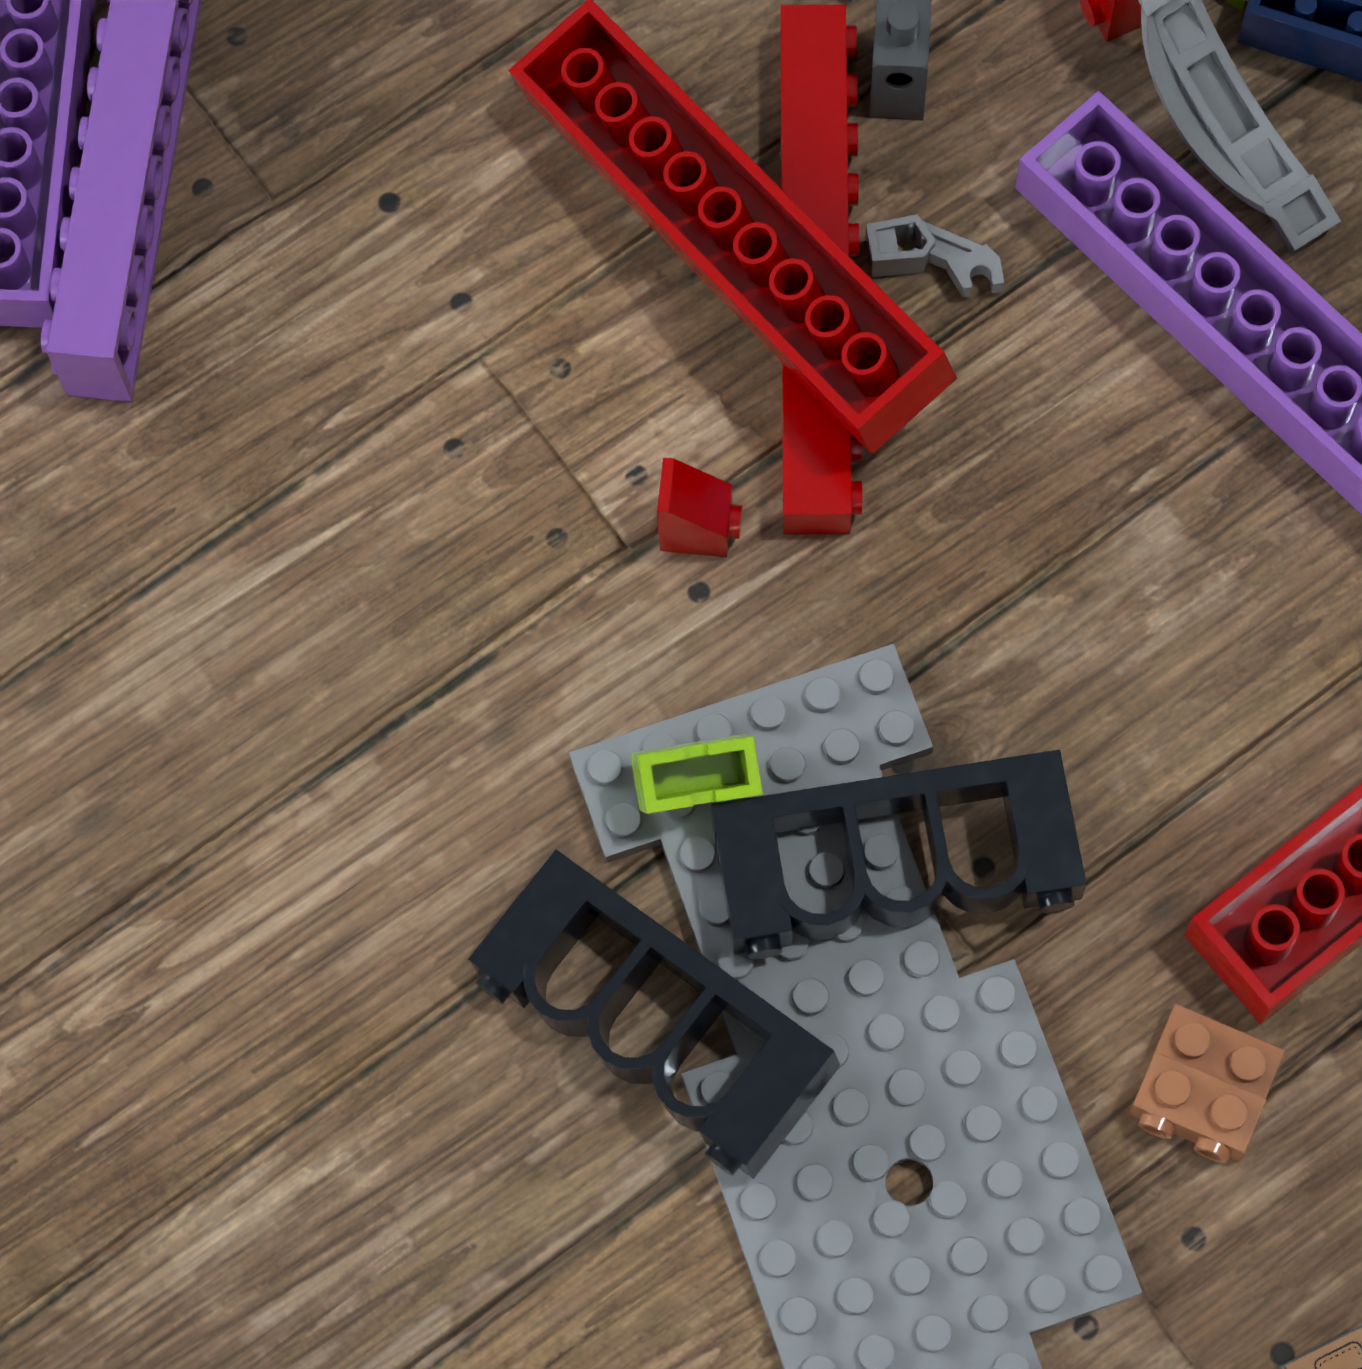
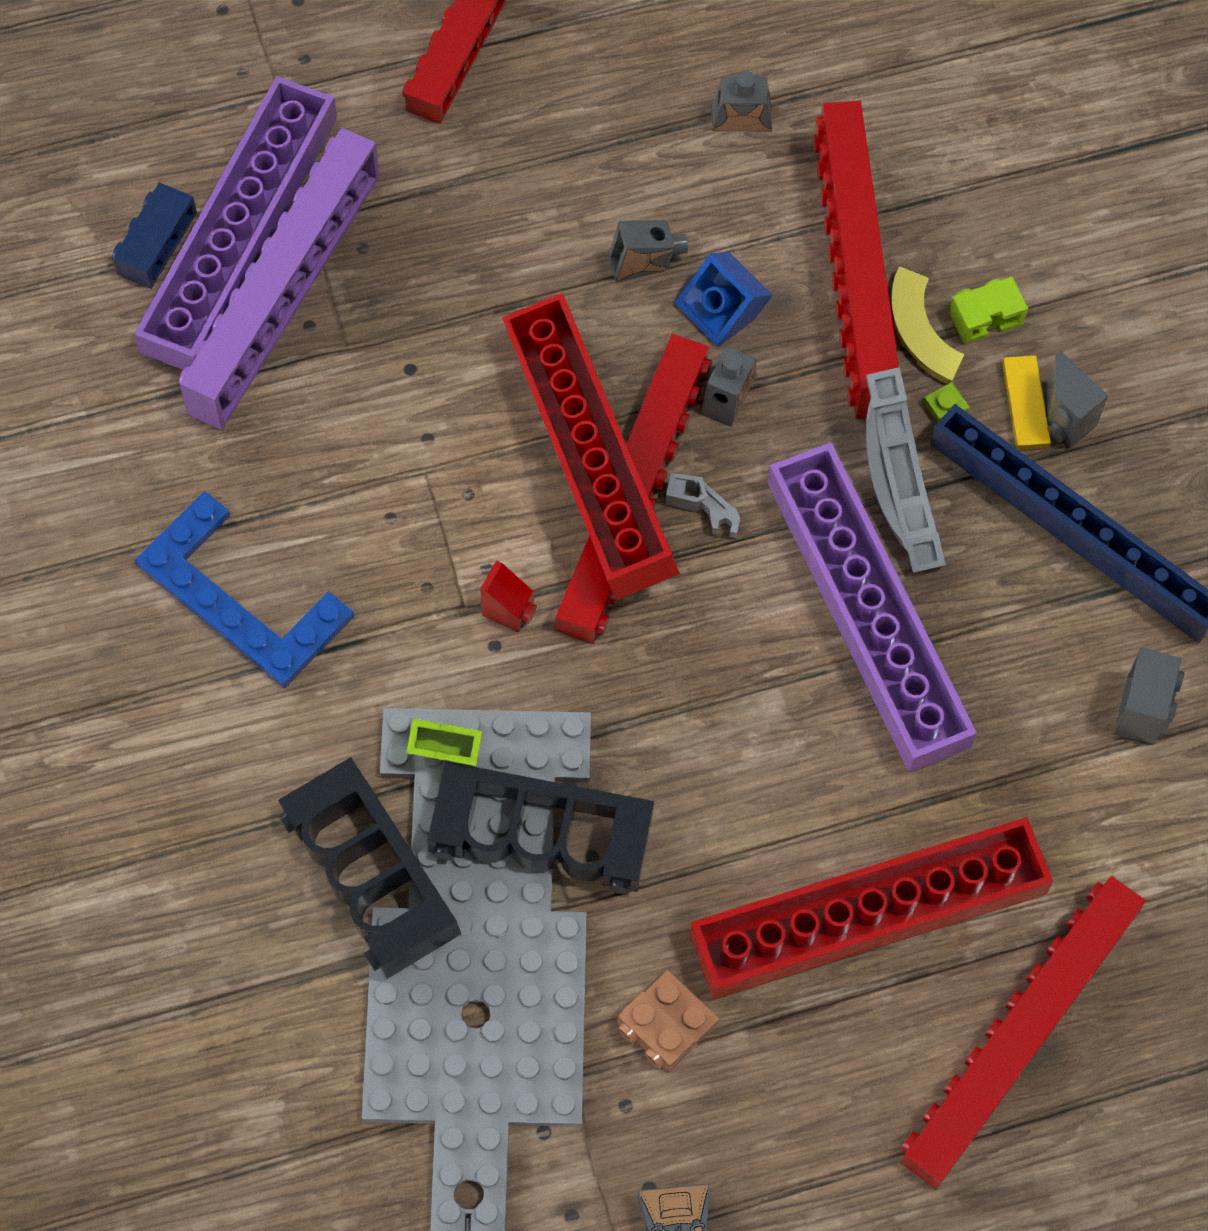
camera: 15 degrees right, 5 degrees down
(369, 731) = (278, 657): none -> blue plate

